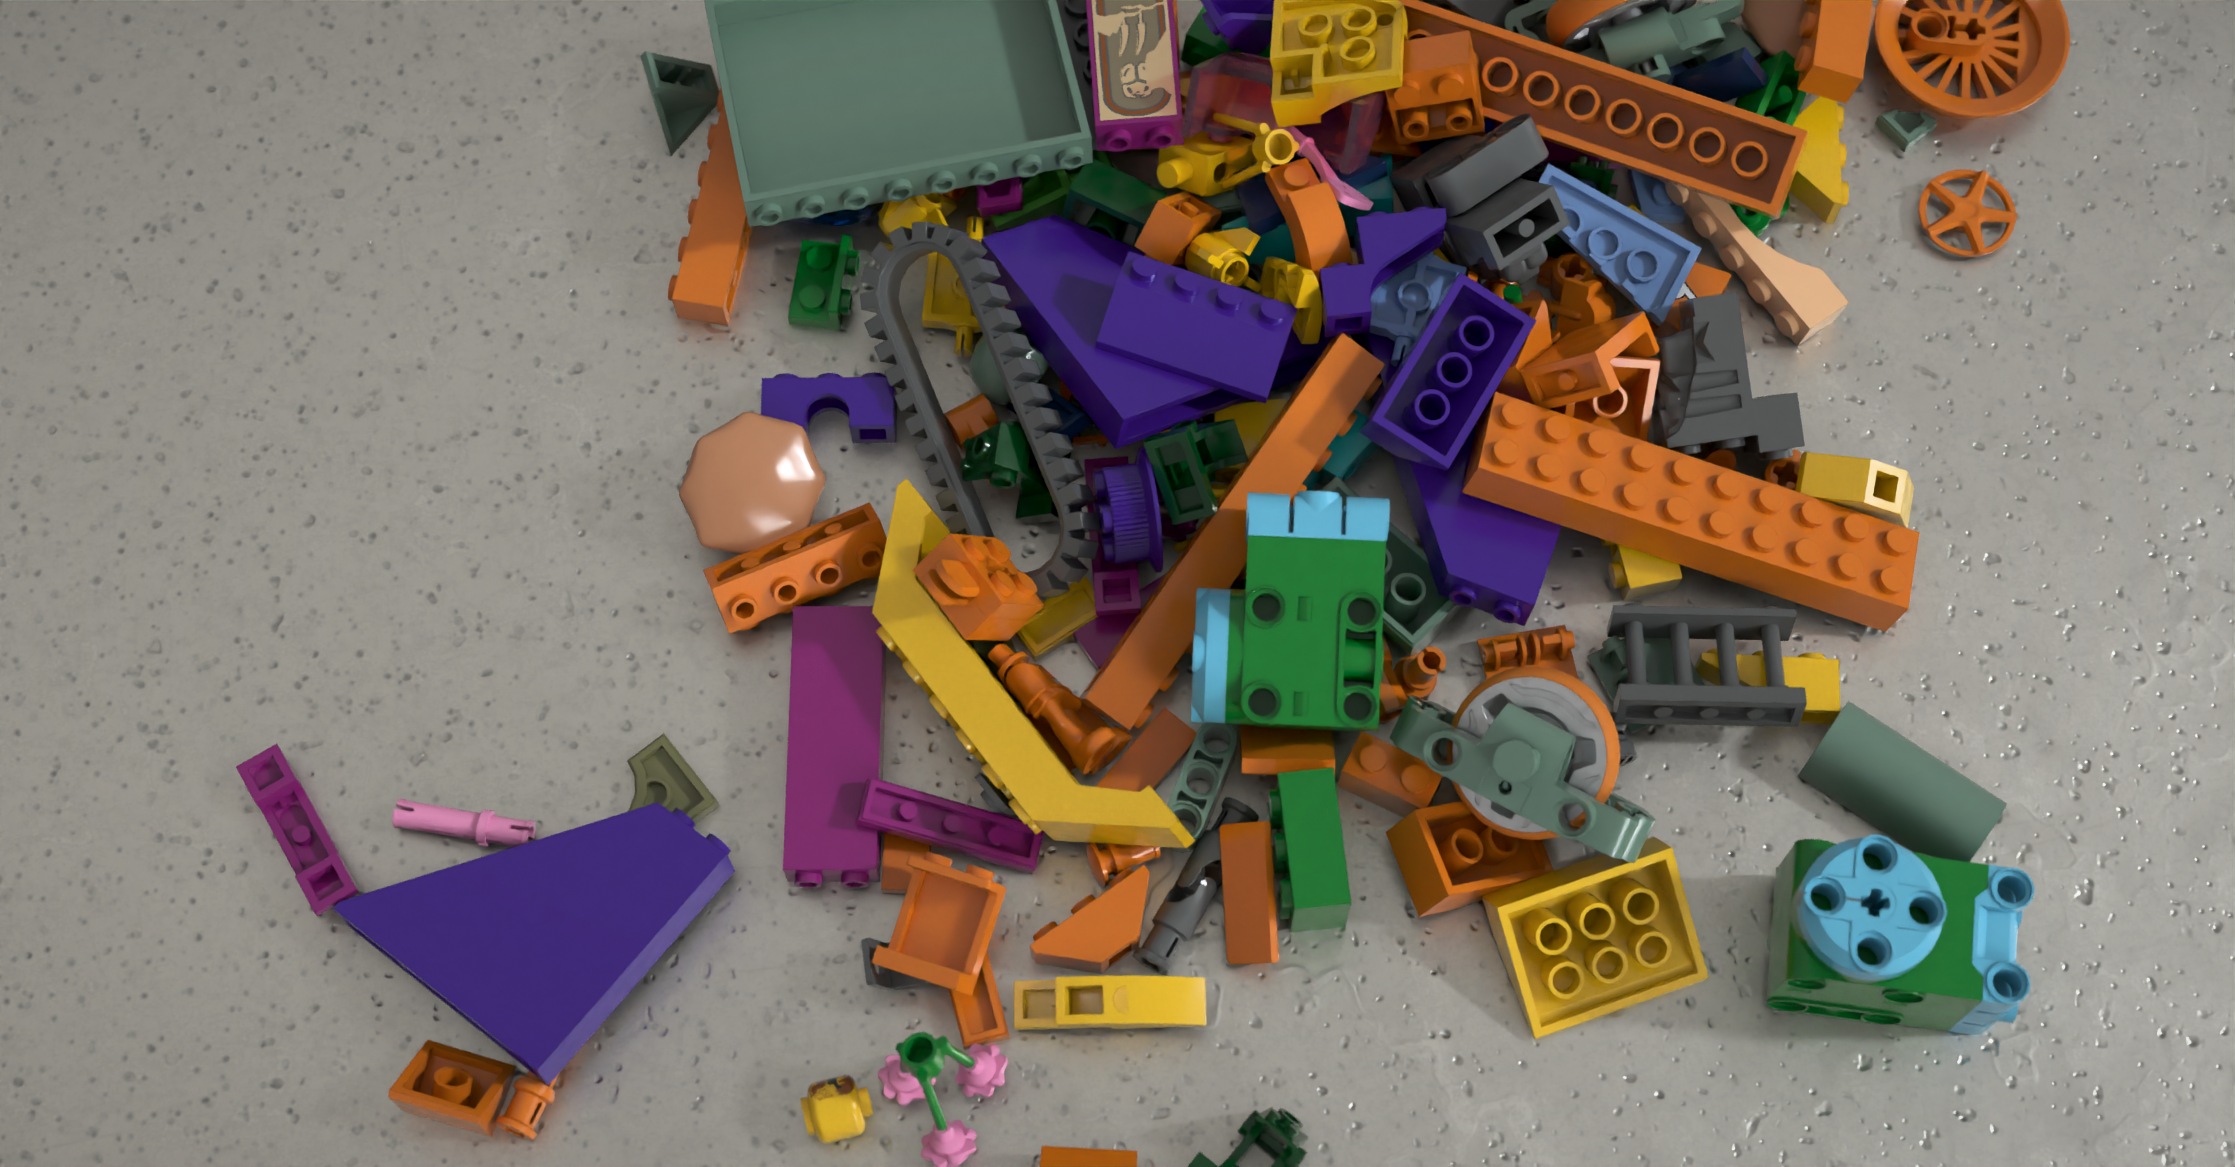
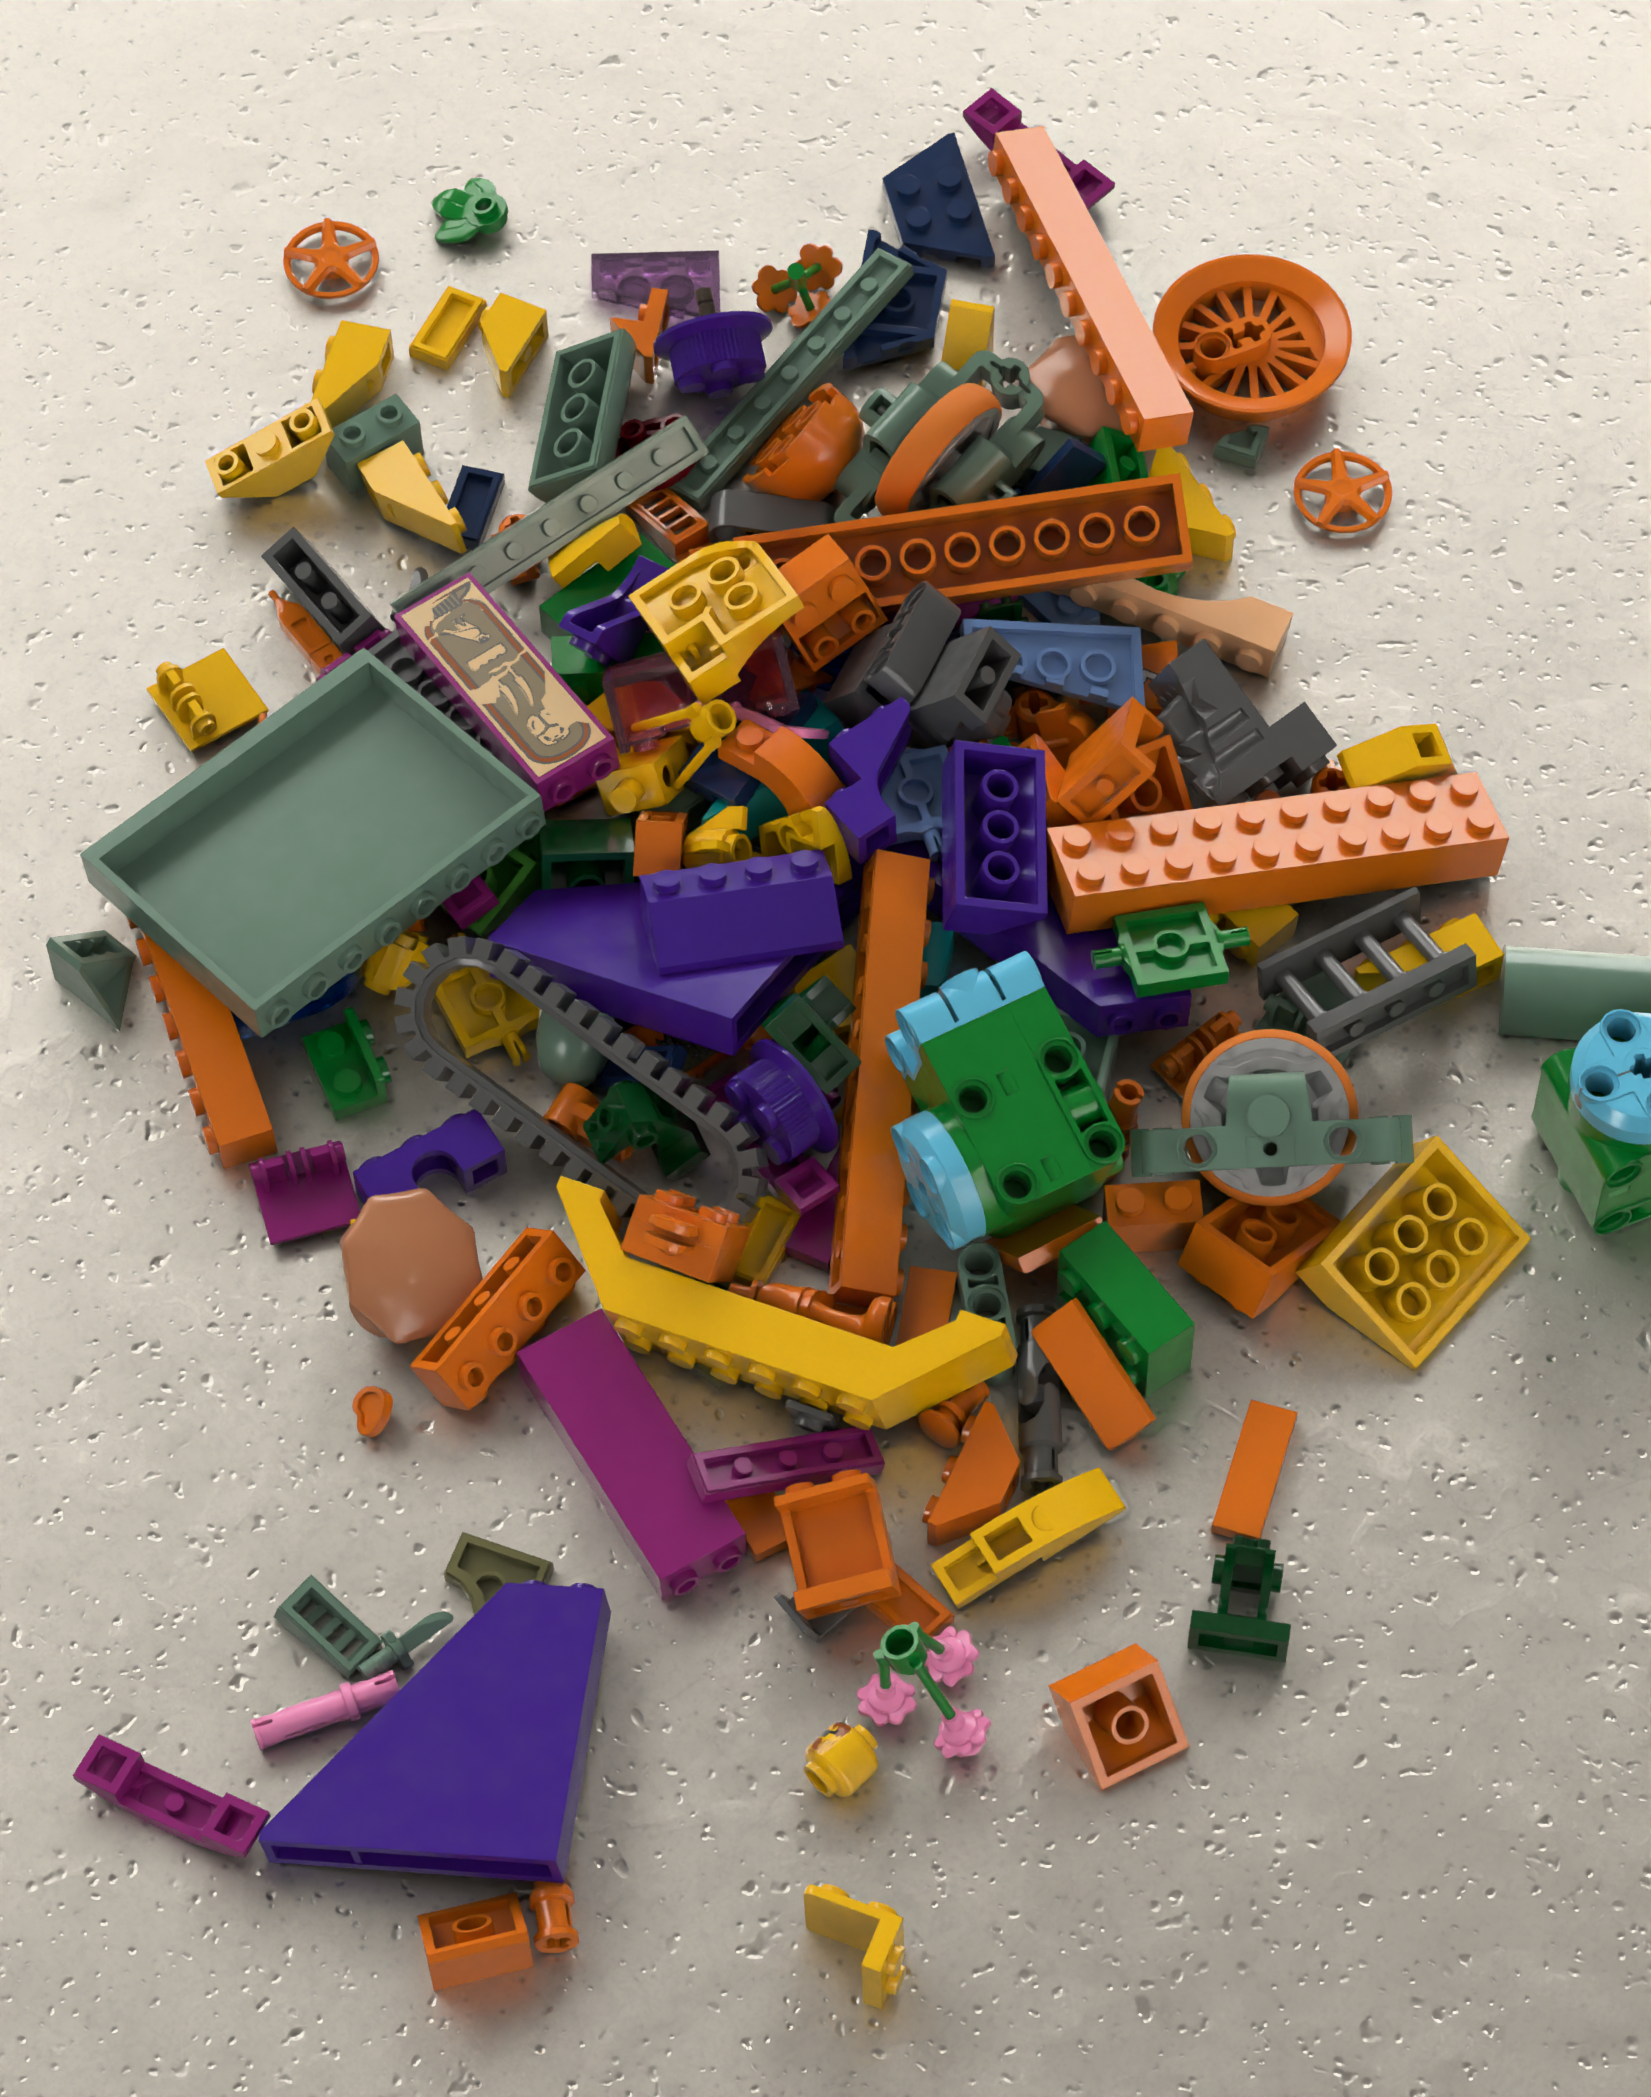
camera: 30 degrees left, 10 degrees down
(498, 719) = (327, 1603): none -> sand green slope
(551, 804) = (397, 1649): none -> sand green piece
(659, 589) = (372, 1410): none -> orange piece
(723, 371) = (305, 1192): none -> magenta hinge
(1338, 1052) = (1254, 1471): none -> orange tile
(1539, 555) = (1170, 949): none -> green plate

